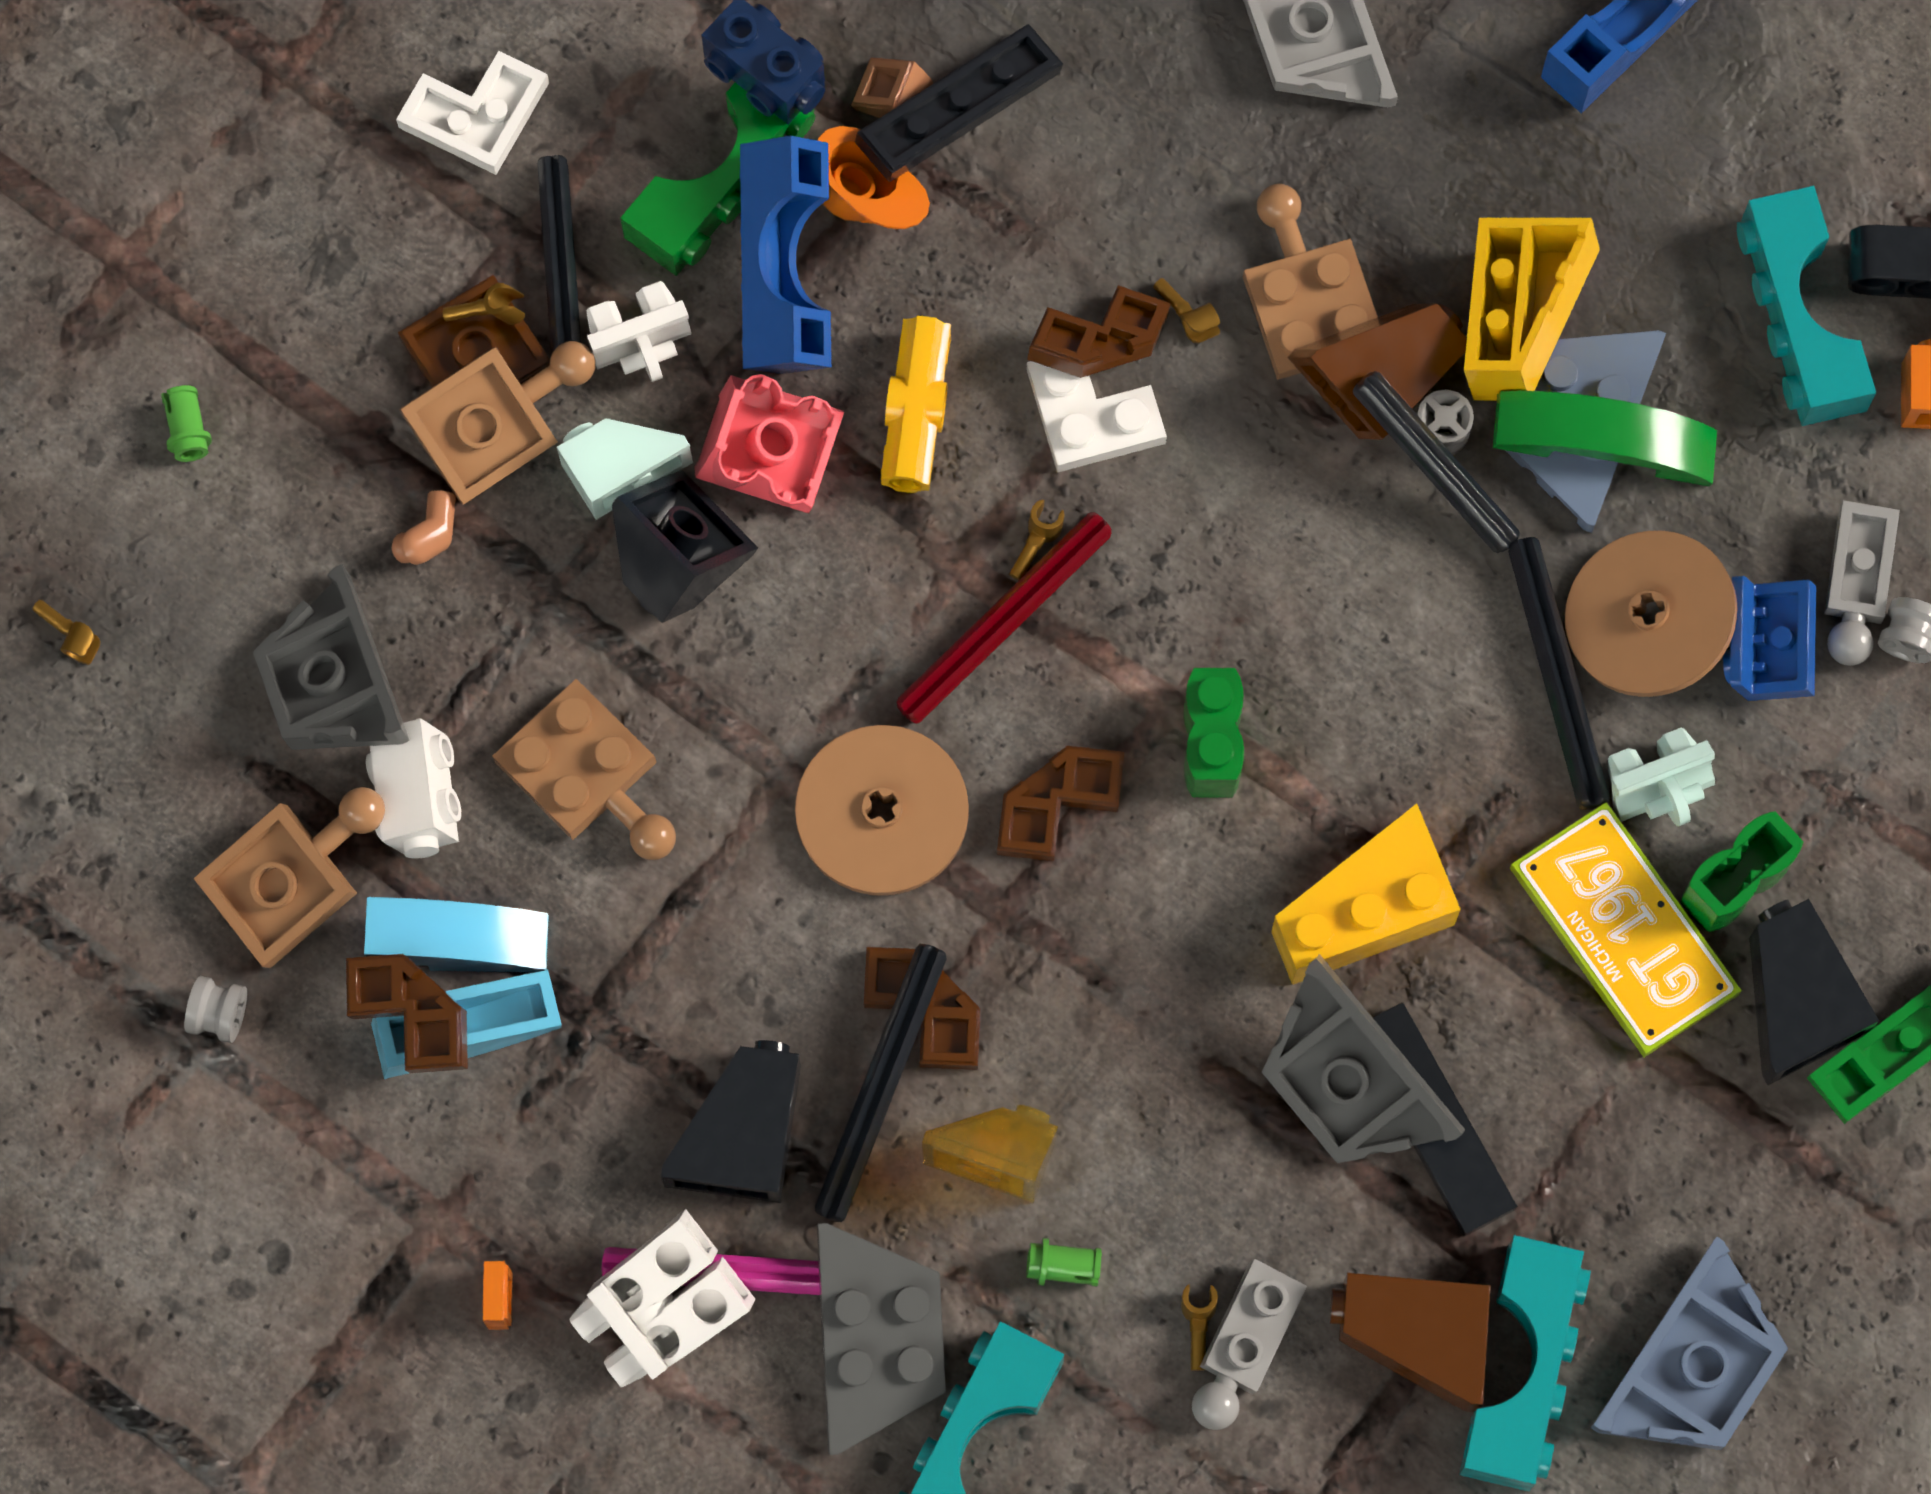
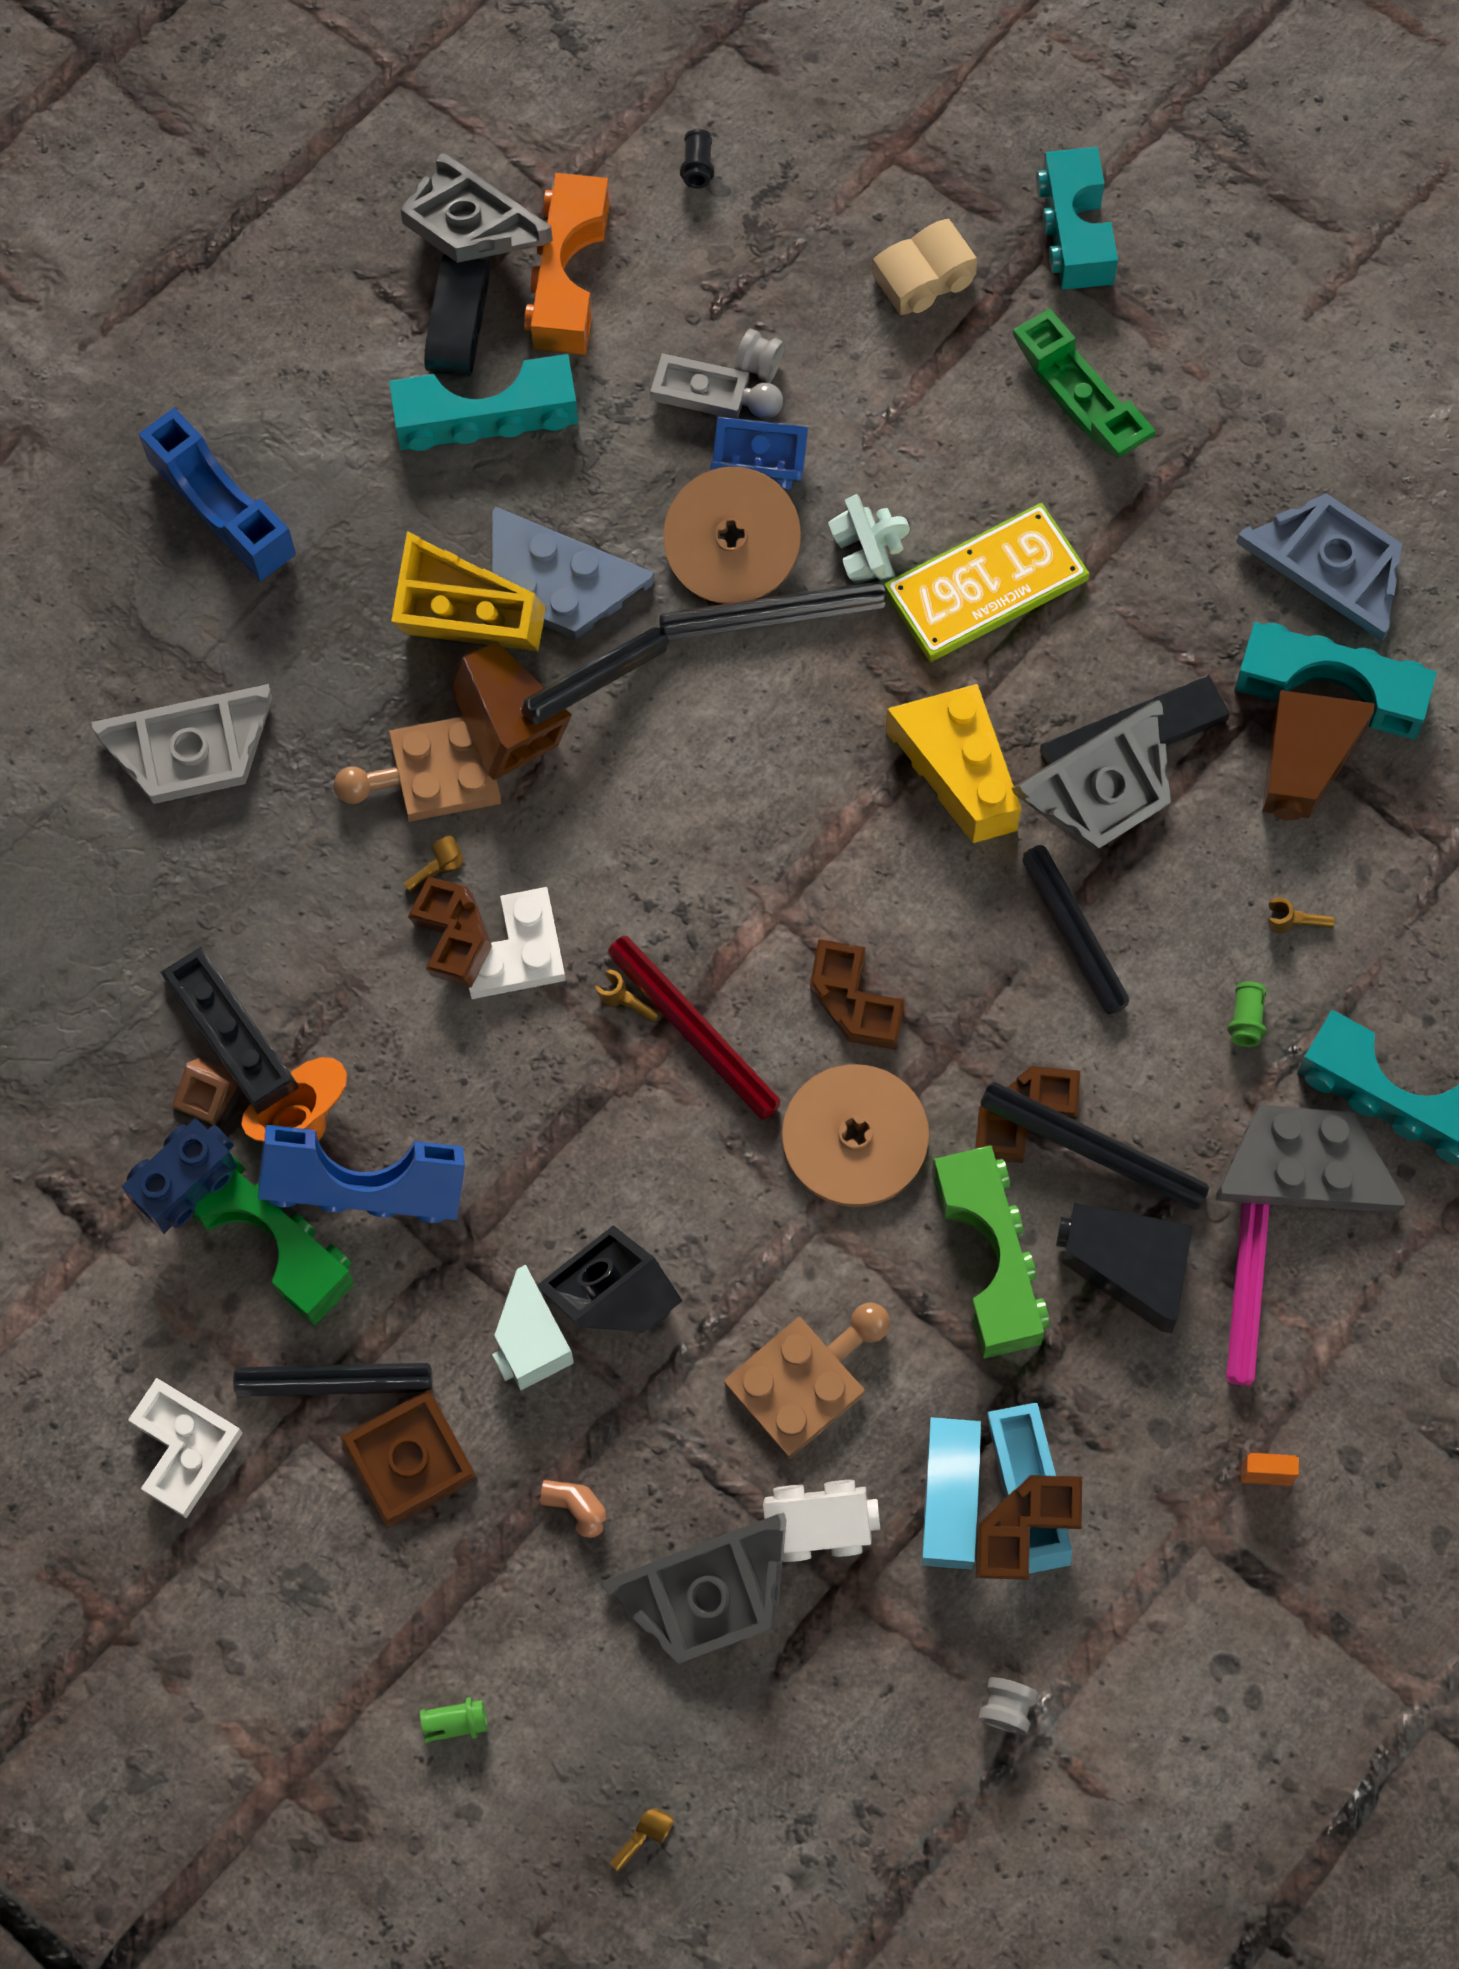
camera: 85 degrees left, 5 degrees down
(279, 878) = (896, 1640): medium nougat plate -> none
(485, 421) = (479, 1445): medium nougat plate -> none
(494, 303) = (374, 1439): pearl gold hand -> none
(640, 340) = (398, 1291): white hips -> none
(645, 1314) = (1283, 1326): white hips -> none
(676, 990) = (973, 1193): none -> bright green arch
(769, 442) = (520, 1209): coral slope -> none
(916, 404) = (499, 1083): yellow piece -> none
(995, 1149) = (1156, 1049): clear yellow slope -> none
(1162, 1054) = (1075, 929): none -> black axle
(1214, 740) = (801, 865): green brick -> none
(1245, 1342) = (1313, 882): light grey plate -> none
(1449, 412) = (553, 663): light grey wheel -> none
(1607, 431) = (579, 556): green slope -> none
(1734, 875) = (950, 486): green brick -> none
(1802, 991) = (1046, 459): black slope -> none

